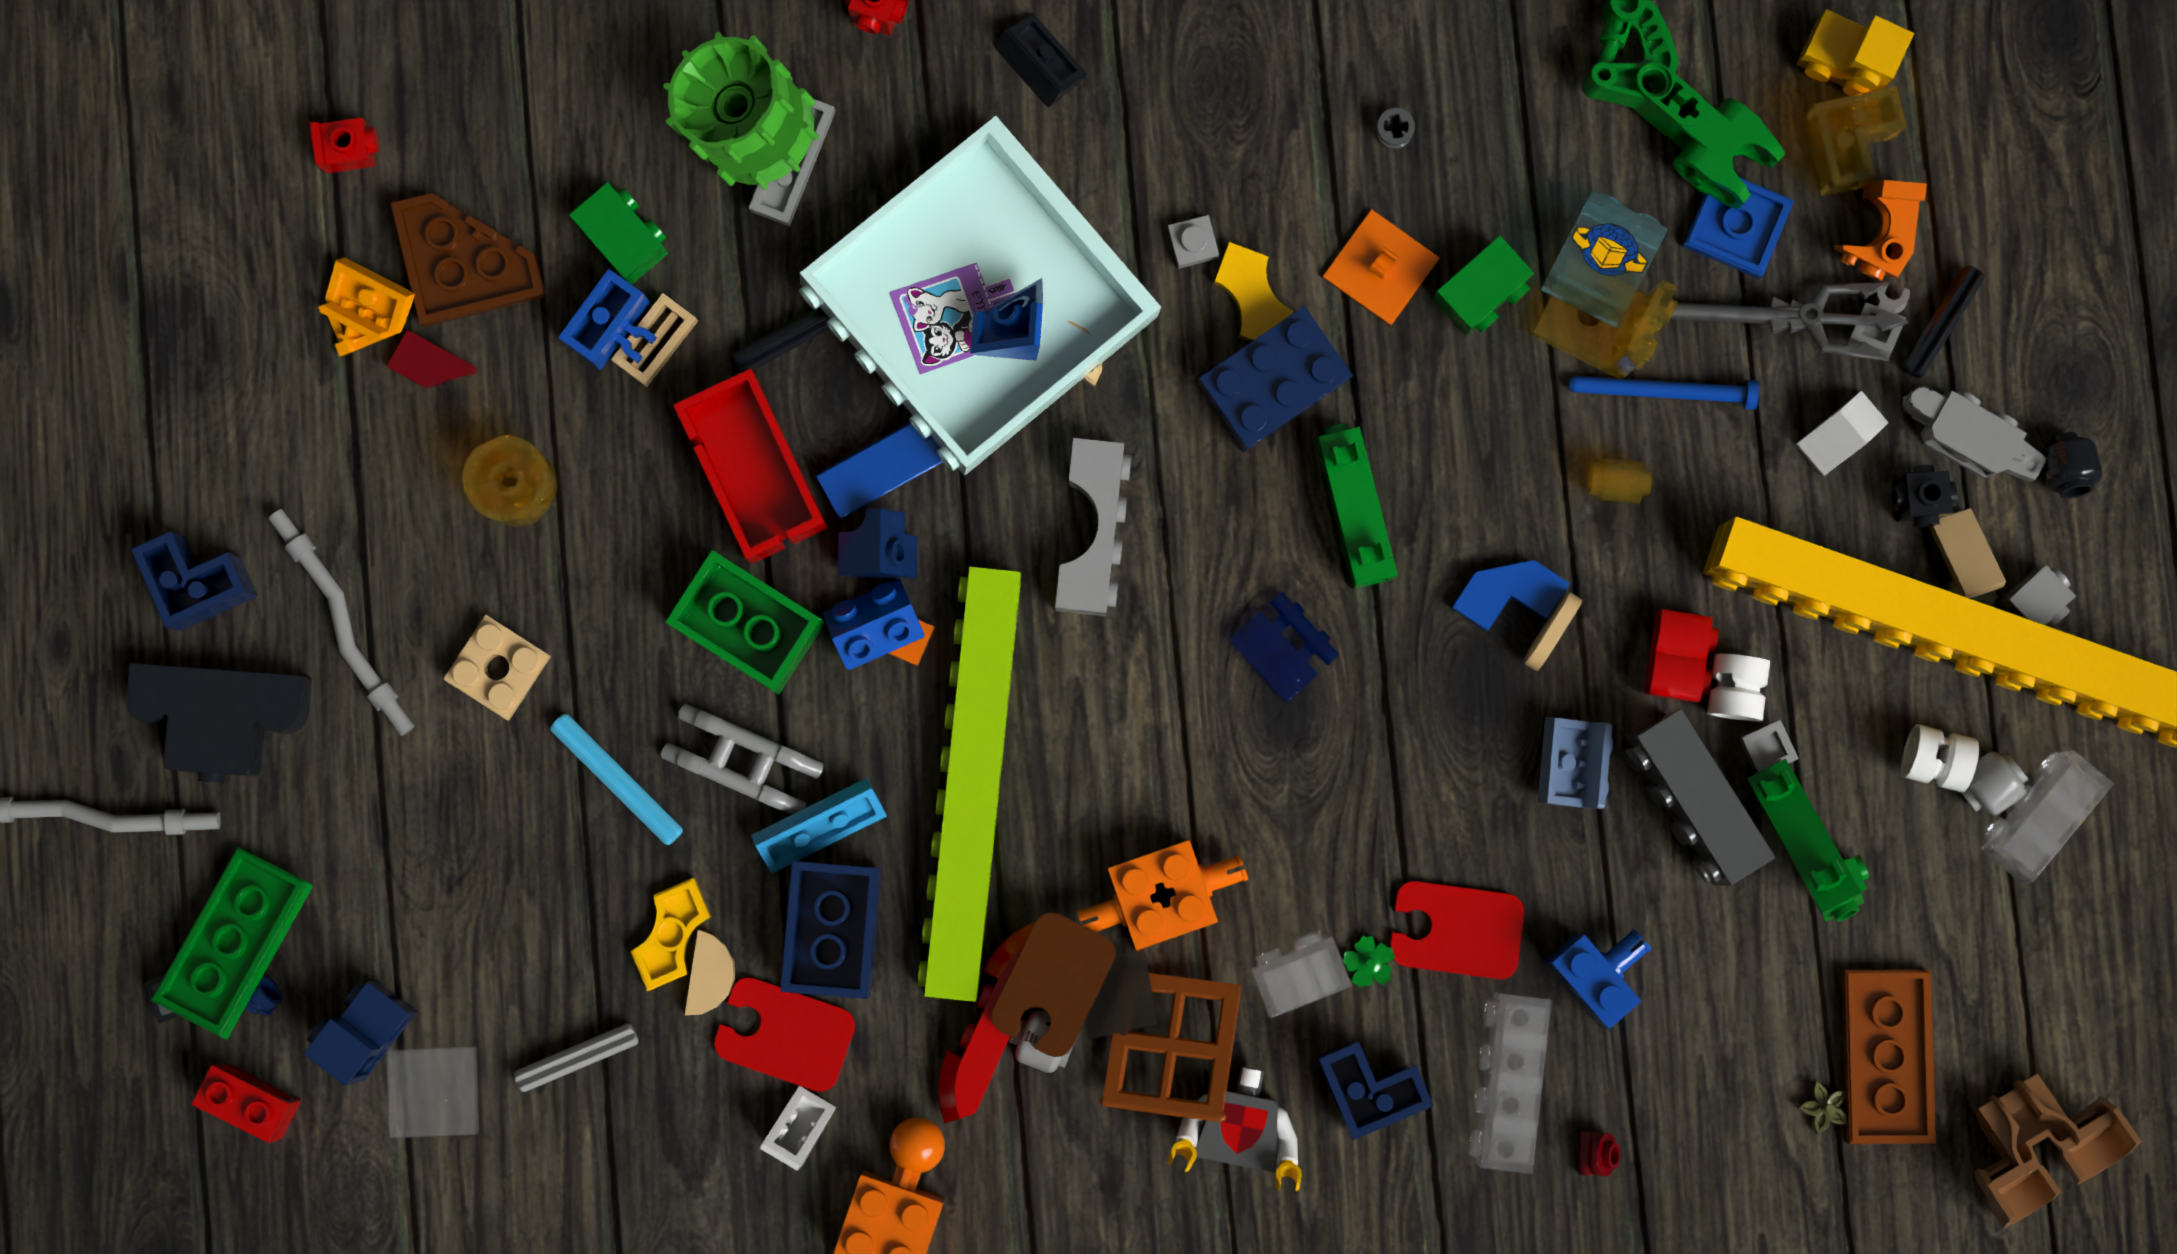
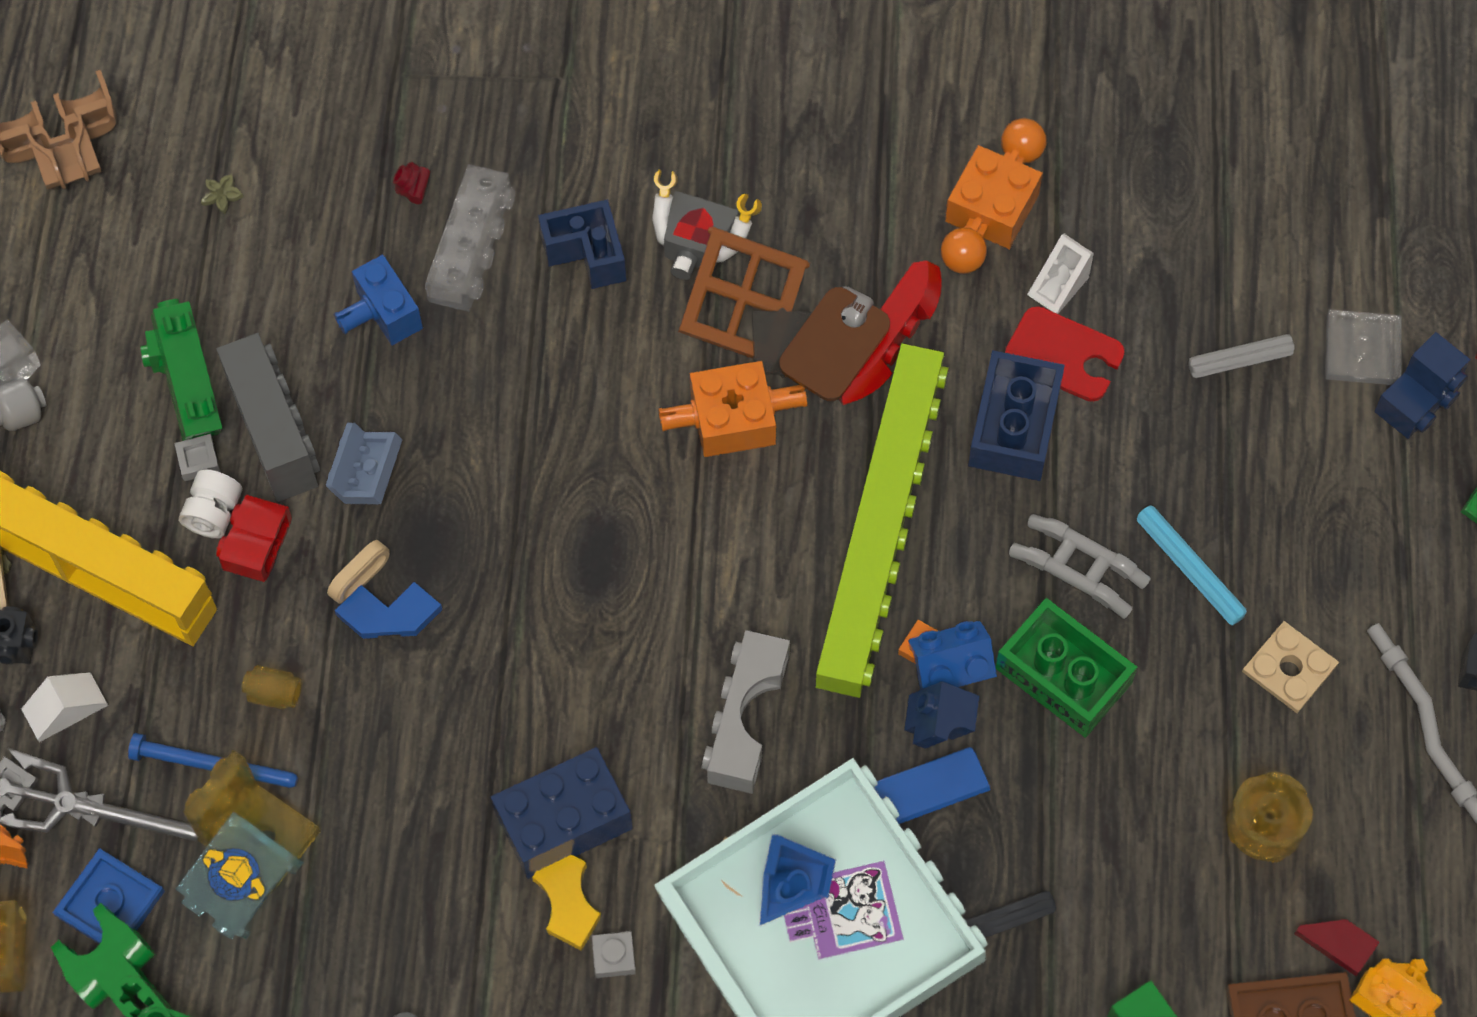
camera: 170 degrees left, 20 degrees down
(606, 320) = (1170, 946): blue brick -> none
(664, 952) = (1145, 453): yellow tile -> none
(669, 348) = (1104, 958): tan tile -> none
(710, 975) = (1122, 403): tan tile -> none
(750, 466) = (1048, 799): red piece -> none
(819, 825) = (1018, 502): dark azure plate -> none
(1274, 656) = (603, 587): clear blue plate -> none
(1300, 975) = (627, 321): clear brick -> none
(1355, 506) = (509, 697): green brick -> none
(1369, 962) = (568, 345): green plant -> none
(1381, 267) = (444, 909): orange piece -> none
(1468, 934) = (482, 355): red piece -> none
(1484, 286) = (354, 871): green brick -> none
(1888, 1057) = (159, 223): dark orange tile -> none
(1954, 762) = (55, 427): white wheel -> none

